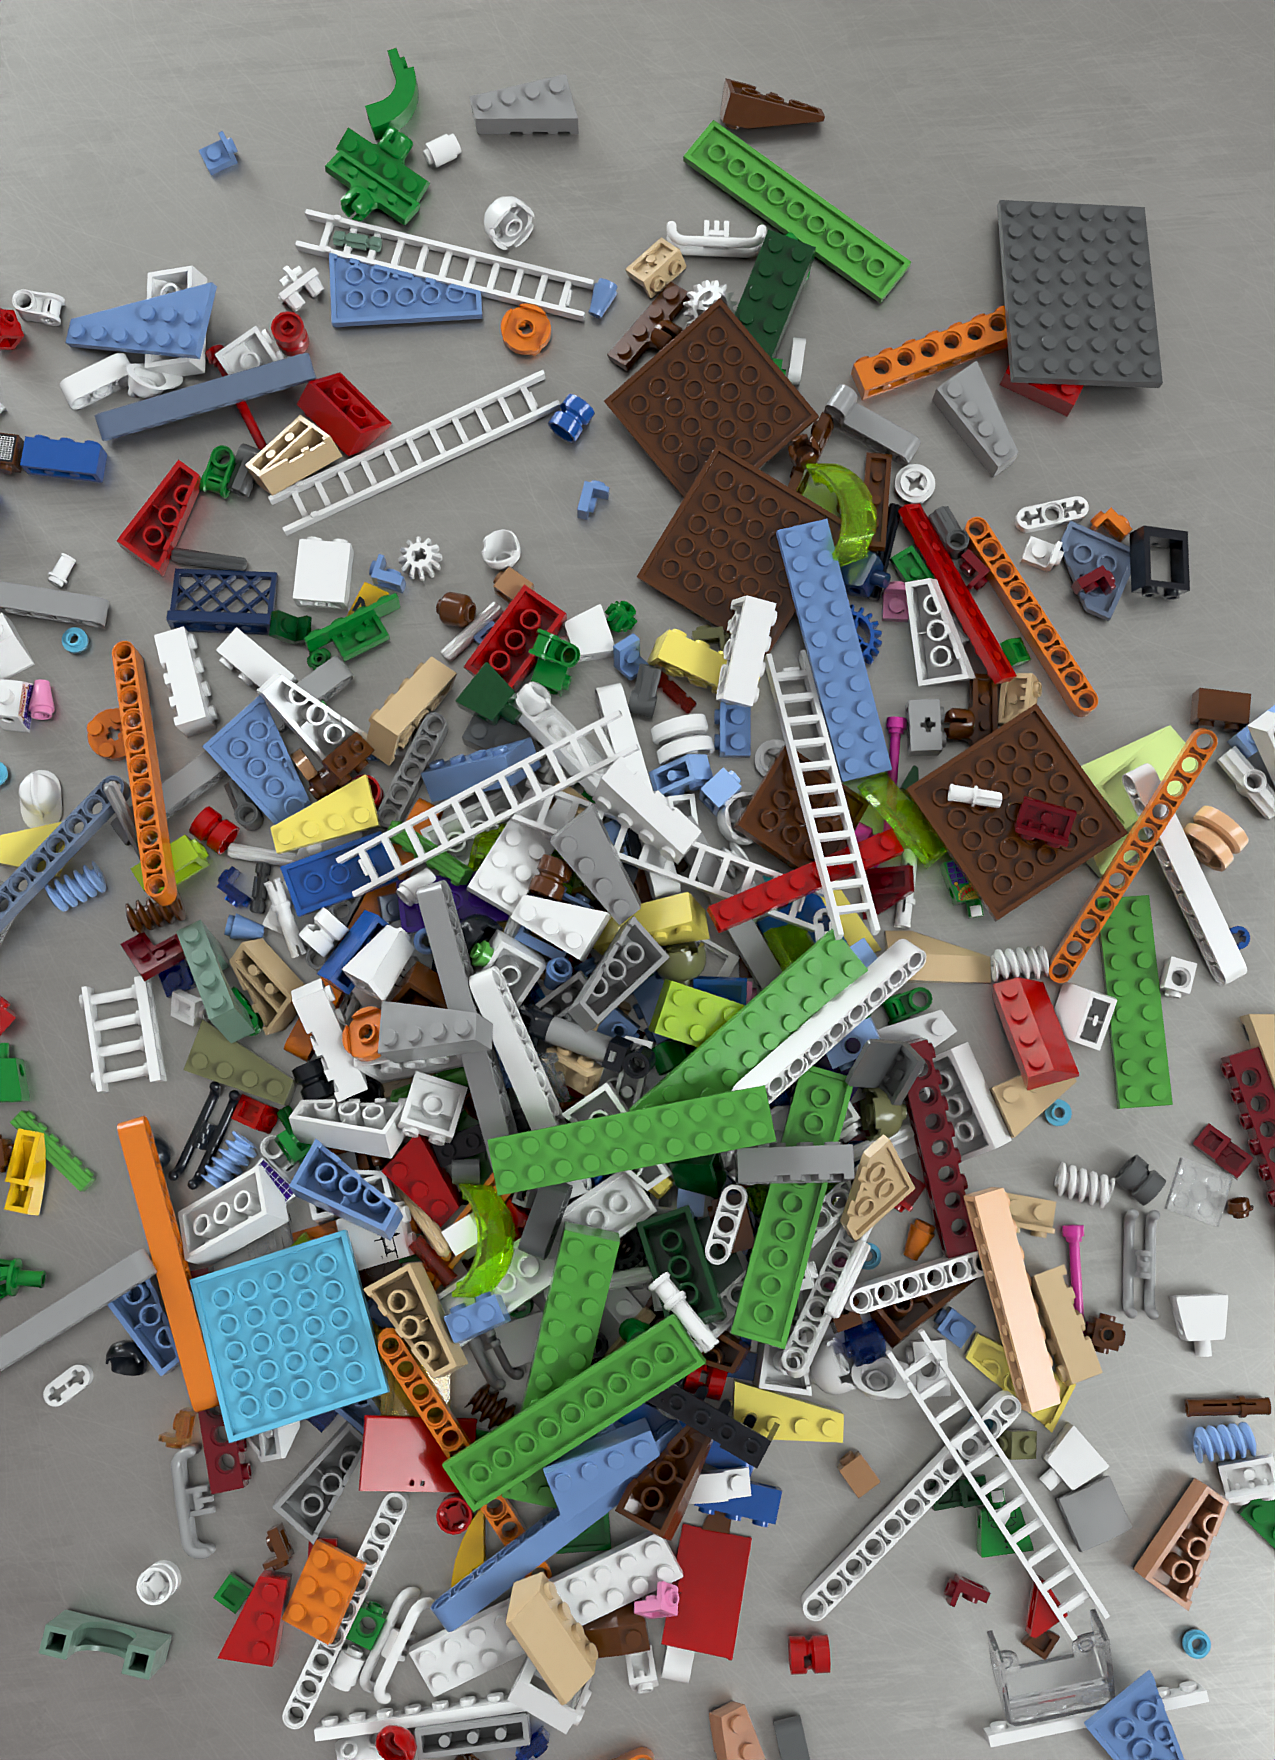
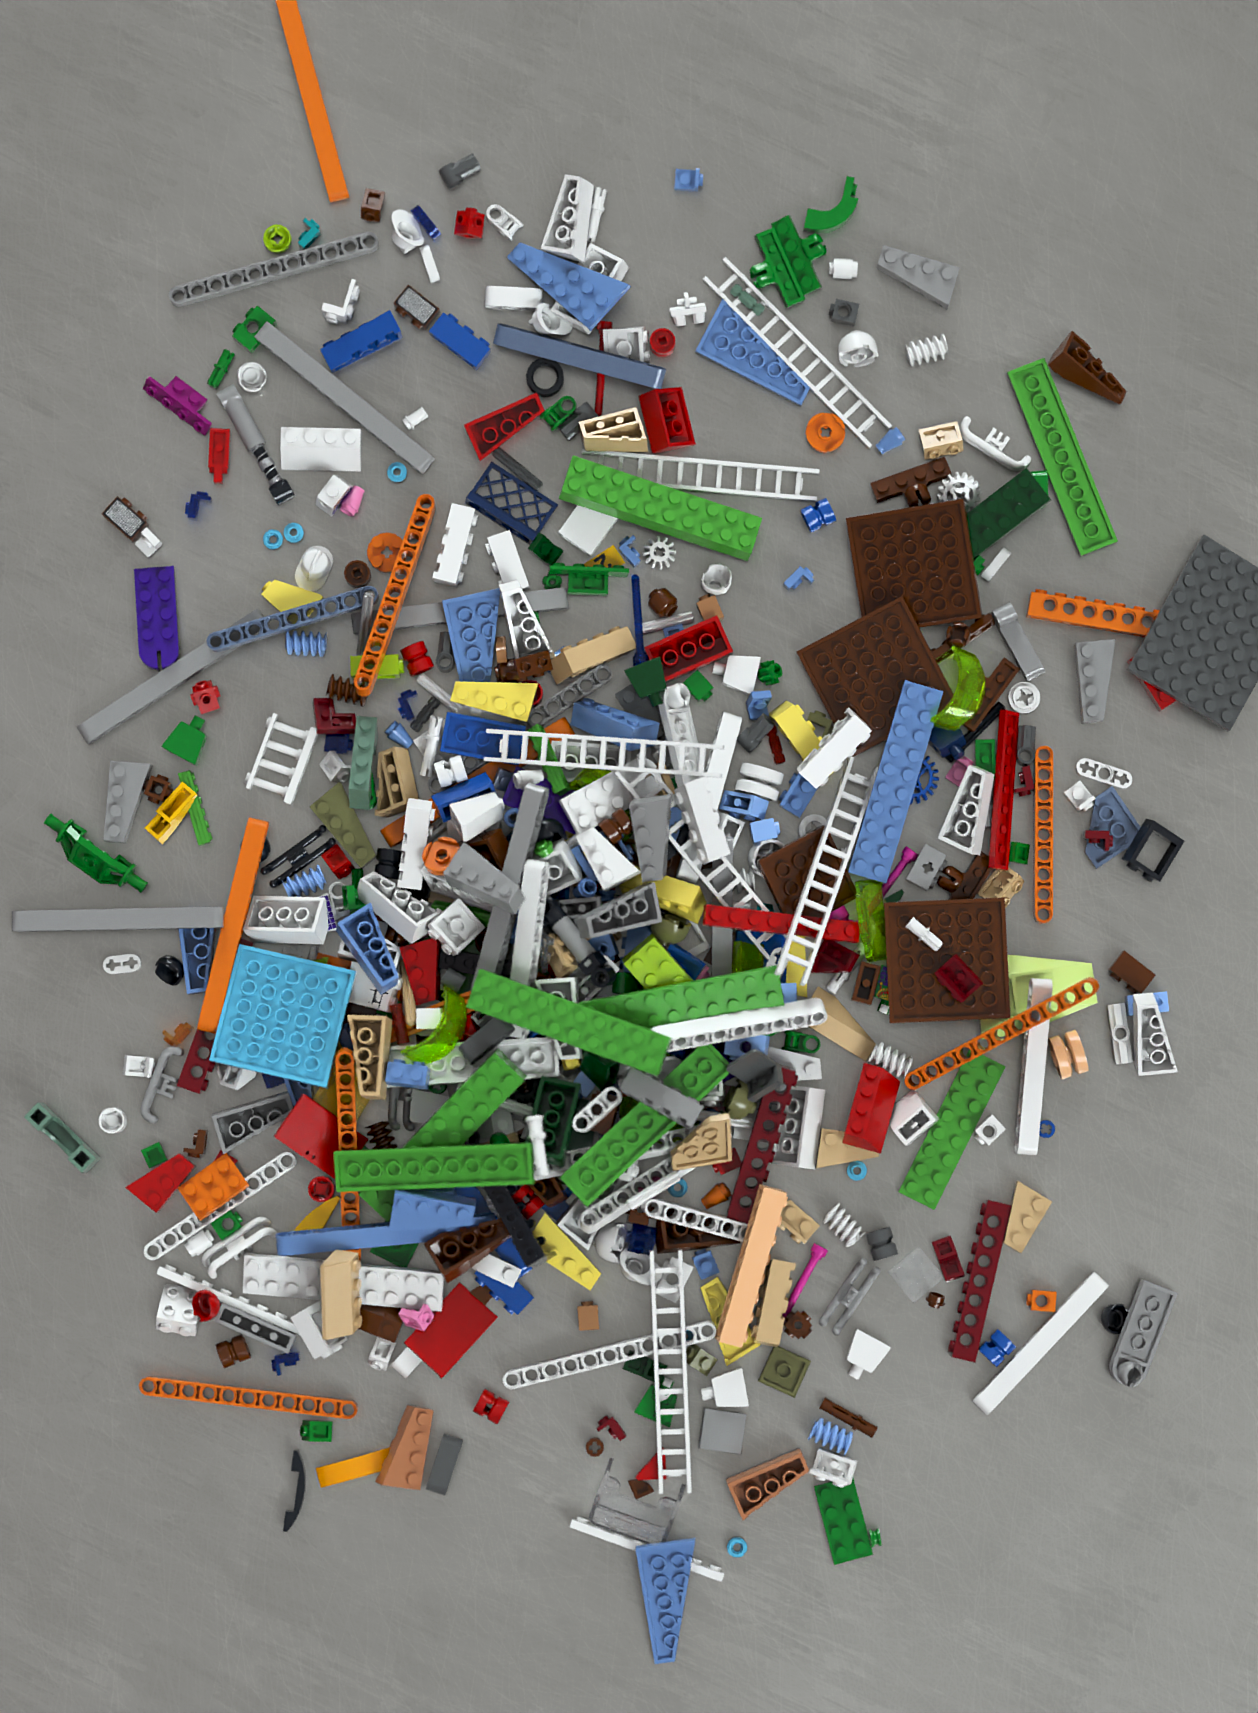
camera: 30 degrees right, 5 degrees up
(88, 773) = (357, 574): none -> reddish brown wheel
(110, 261) = (570, 220): none -> white wedge
(136, 239) = (595, 214): none -> white pin
(153, 1496) = (138, 1066): none -> white bracket
(178, 426) = (545, 392): none -> black tyre
(390, 506) = (660, 508): none -> bright green brick
(463, 677) = (639, 656): none -> clear blue piece
(472, 183) = (852, 308): none -> dark grey brick
(552, 648) = (710, 672): green piece -> none
(582, 179) = (926, 350): none -> white piece
(938, 894) = (865, 983): none -> reddish brown brick
(968, 1628) = (590, 1451): none -> reddish brown bush
(1113, 523) = (1142, 807): orange bracket -> none
(1121, 1397) = (784, 1371): none -> olive plate

